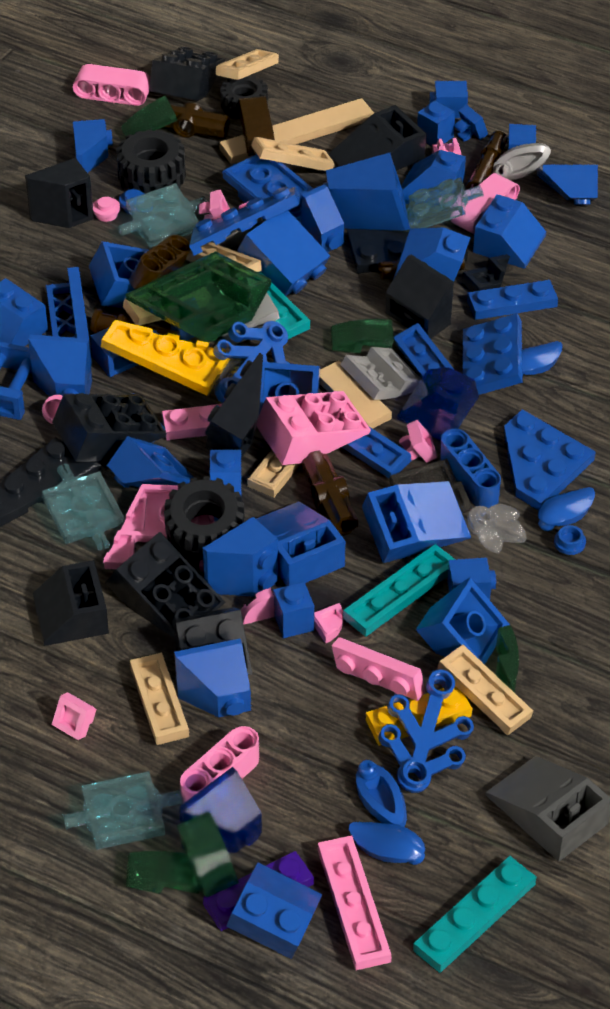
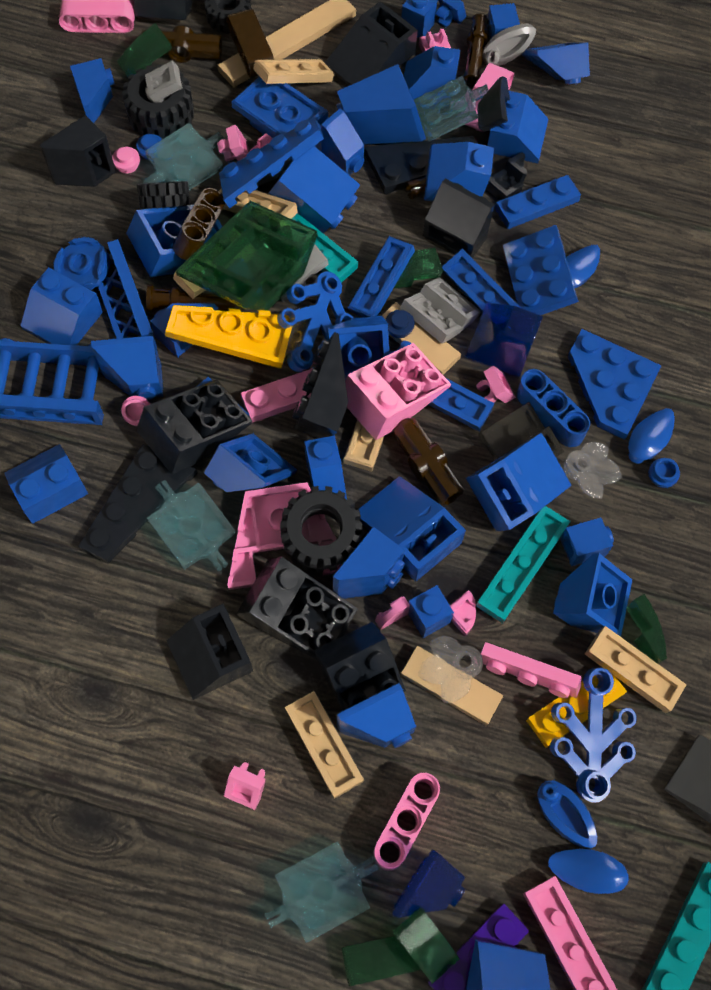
camera: 15 degrees left, 20 degrees up
(43, 282) = (83, 262): none -> blue tile
(133, 234) = (163, 194): none -> black tyre
(158, 142) = (163, 82): none -> light grey bracket
(299, 656) = (446, 670): none -> clear plate
(299, 677) = (478, 703): none -> tan tile
(331, 335) = (381, 278): none -> blue tile
(335, 376) = (400, 323): none -> dark blue plate
(481, 204) = (492, 106): none -> black slope

